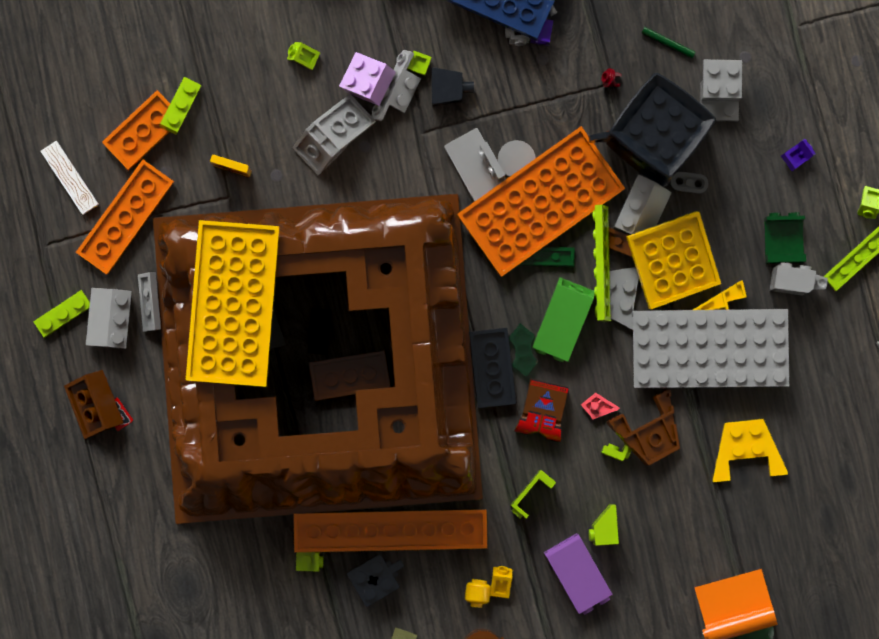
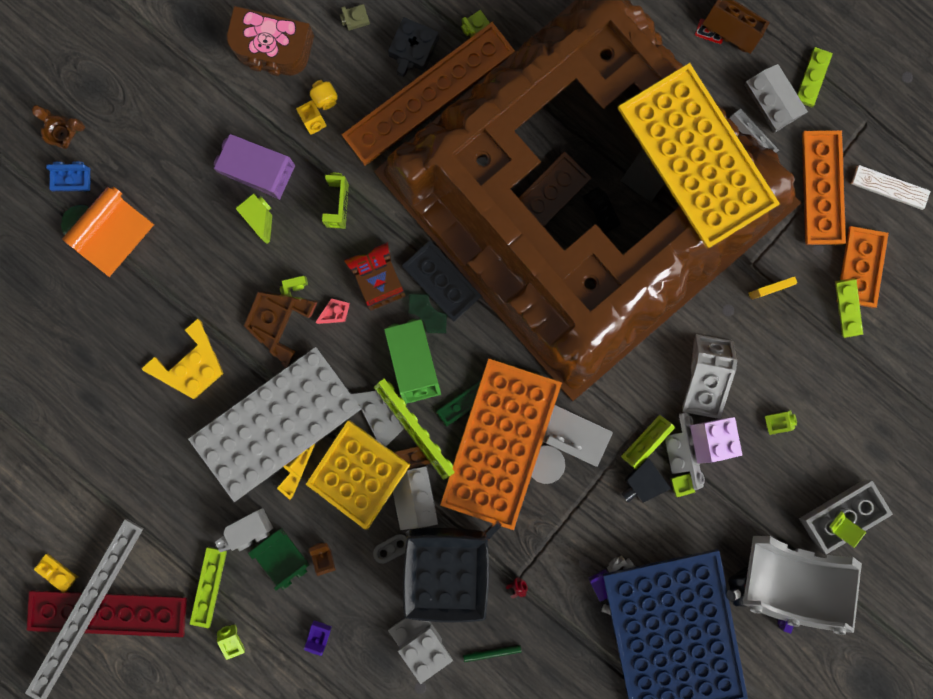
camera: 140 degrees right, 0 degrees up
(422, 117) = (648, 442): none -> lime plate
(750, 214) = (322, 558): none -> reddish brown bracket

